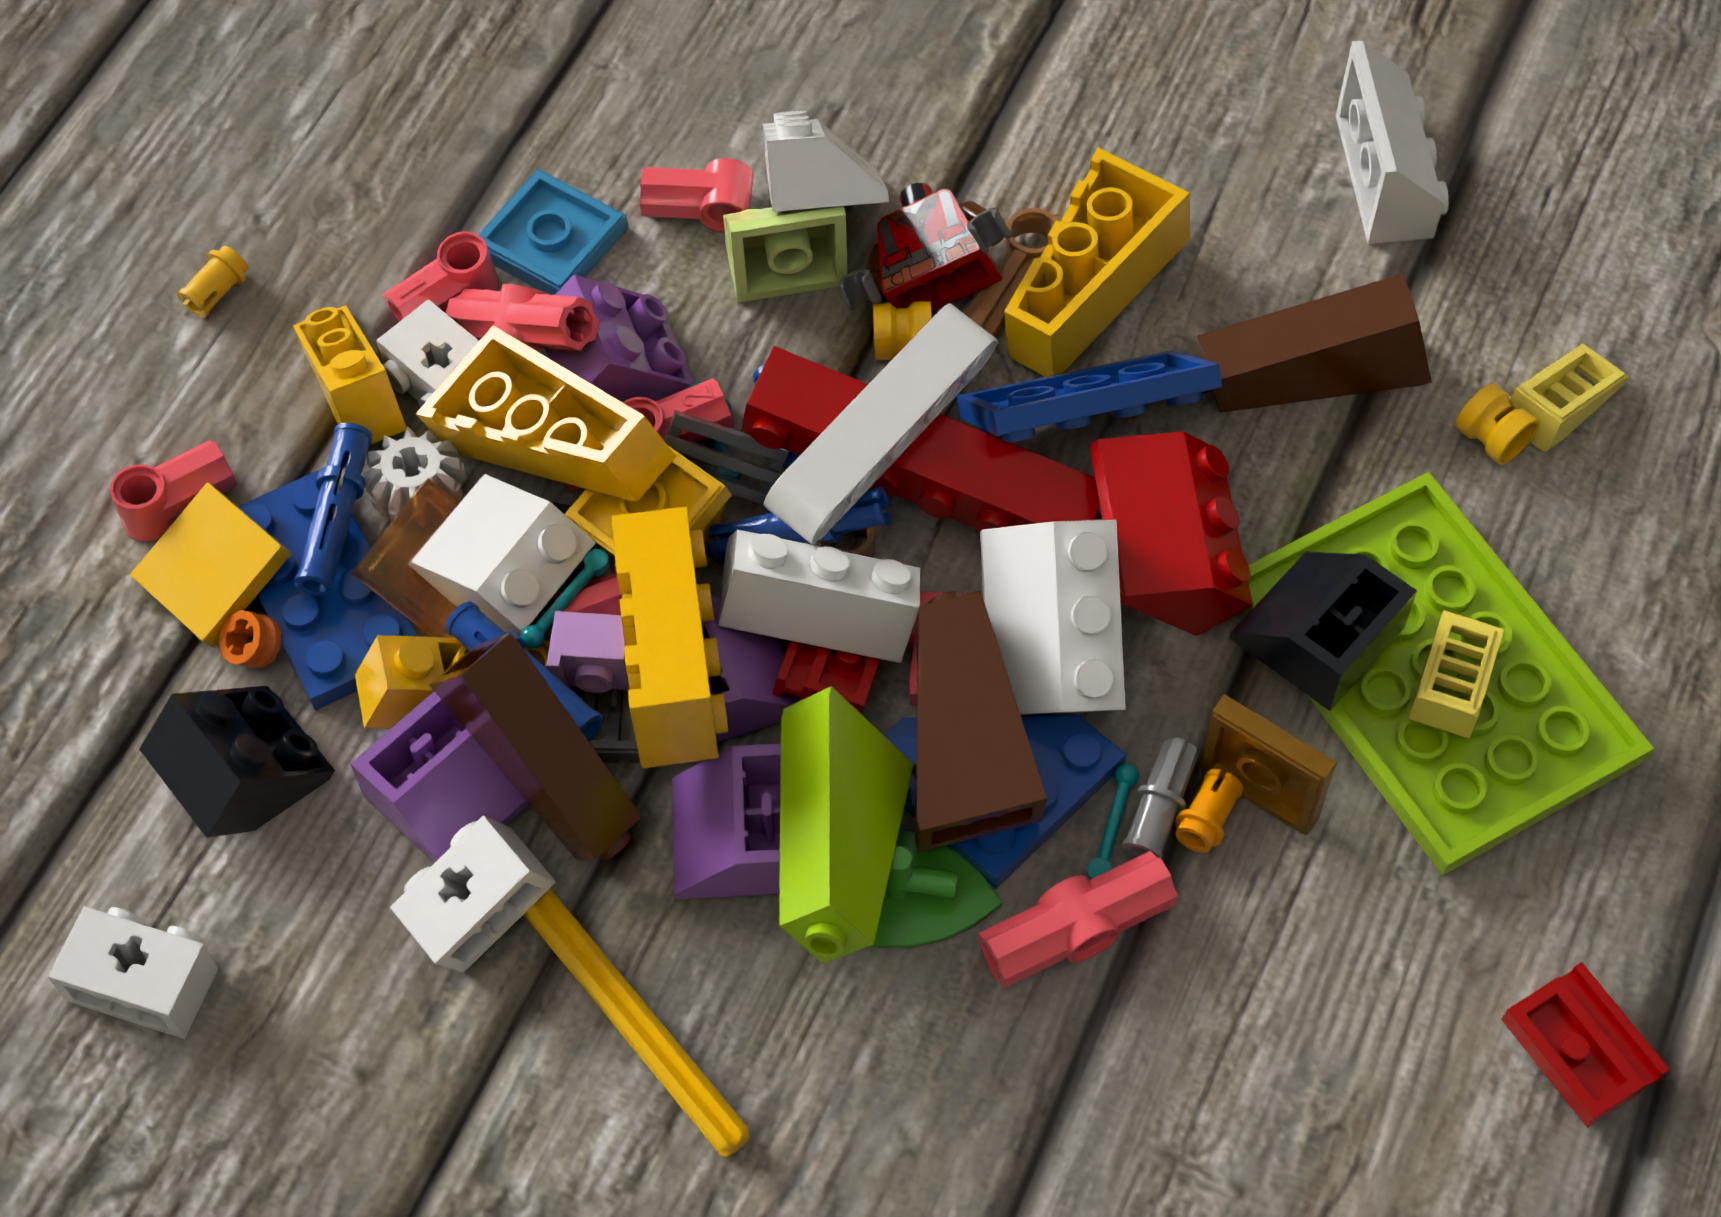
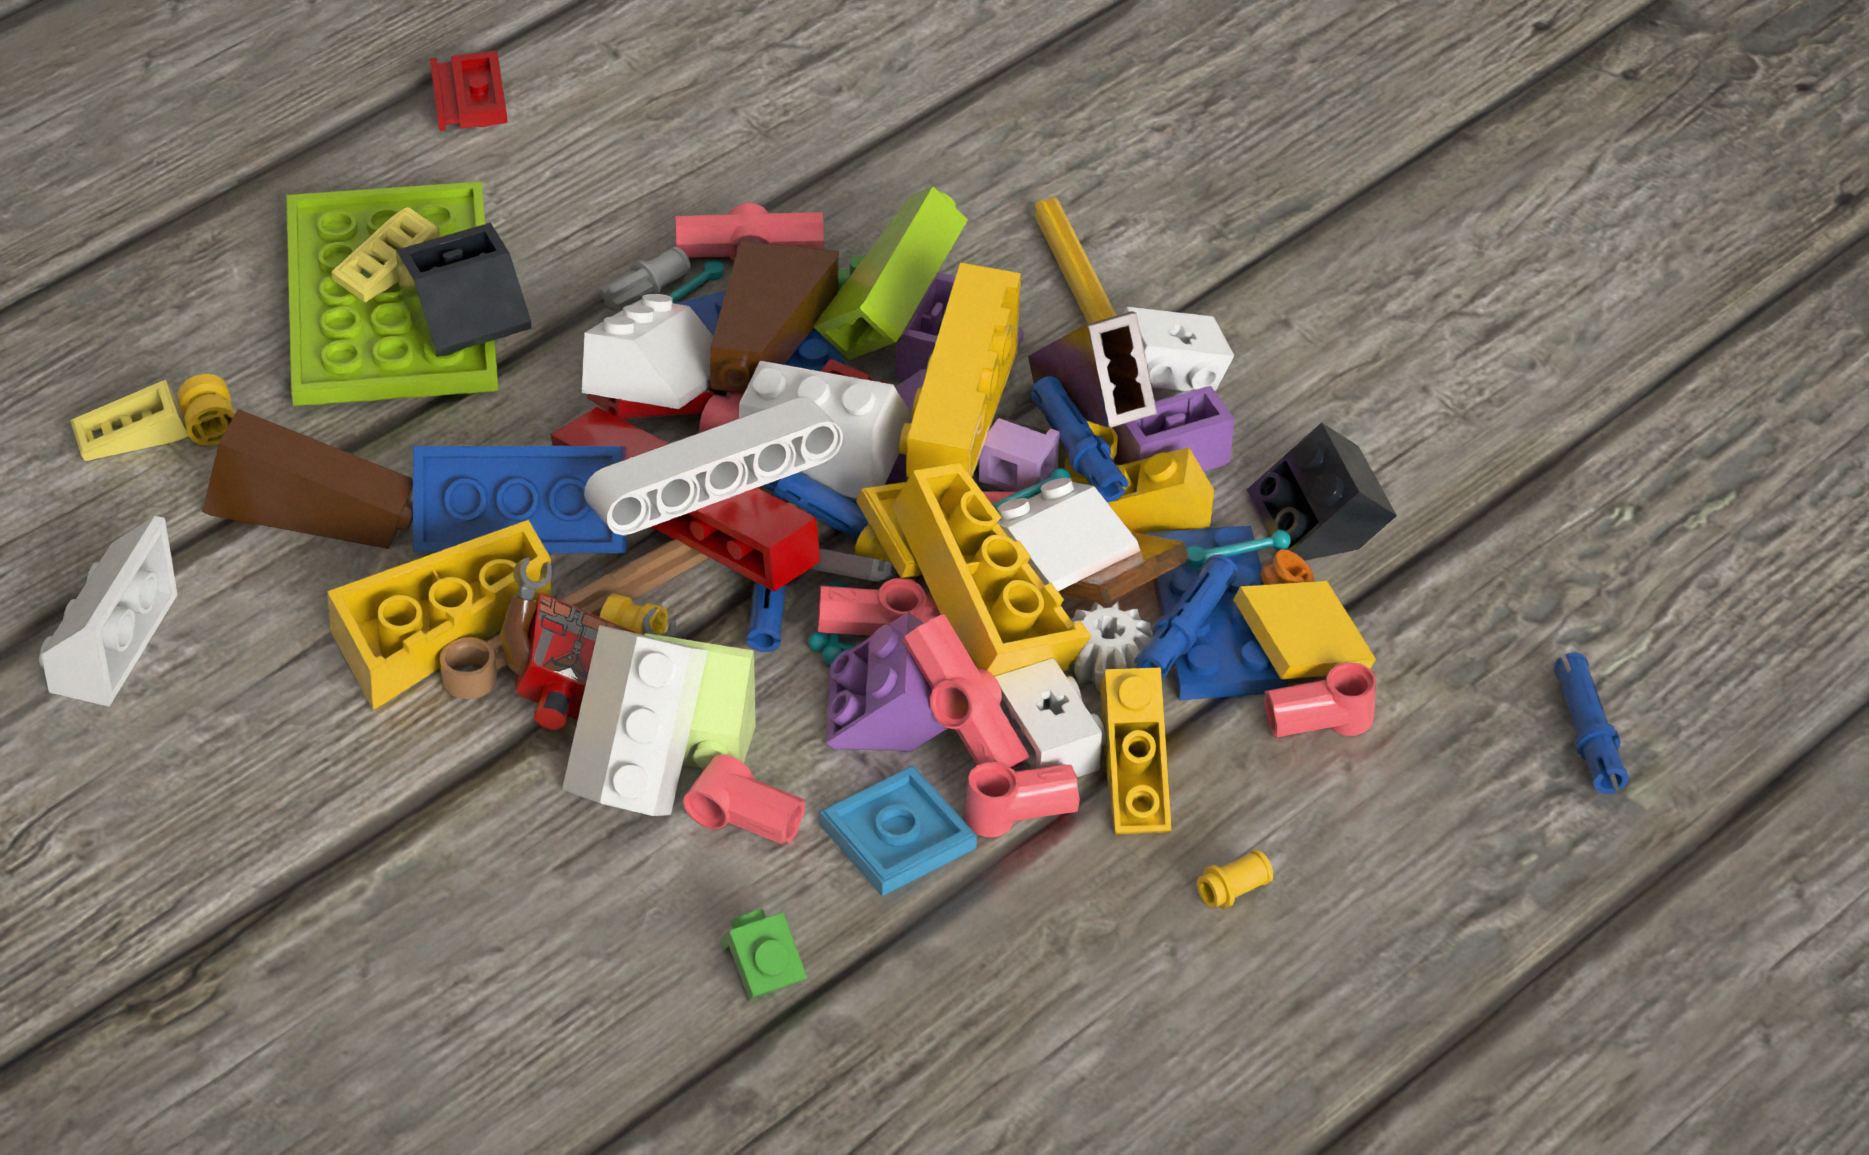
camera: 160 degrees left, 15 degrees down
(134, 970) = (1434, 397): white brick -> none
(351, 608) = (1279, 540): none -> teal hinge
(618, 69) = (764, 953): none -> bright green bracket
(1173, 528) = (521, 388): red slope -> none
(1203, 821) = (614, 263): light orange pin -> none
(1272, 765) = (567, 244): pearl gold tile -> none

